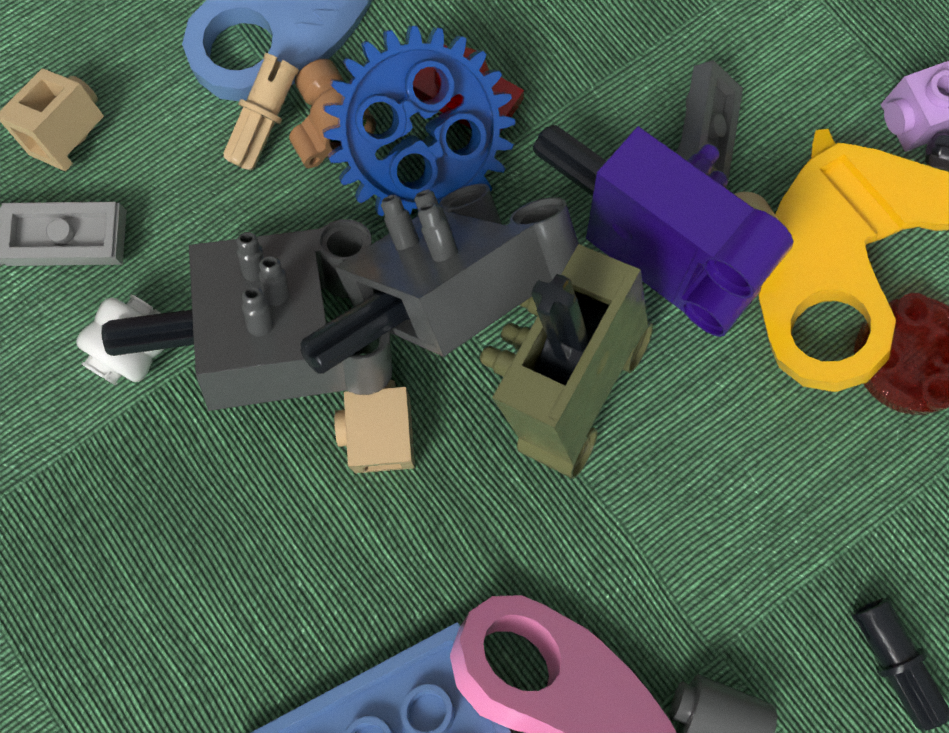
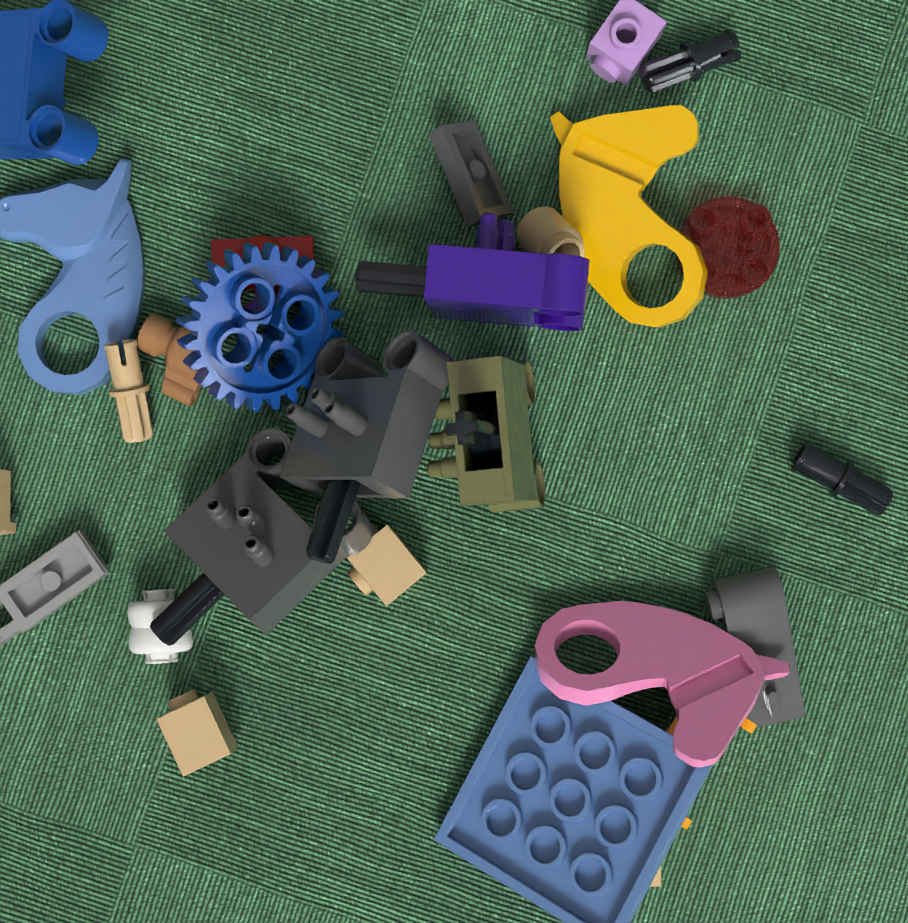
camera: 30 degrees left, 10 degrees up
(76, 462) = (196, 731): none -> tan brick

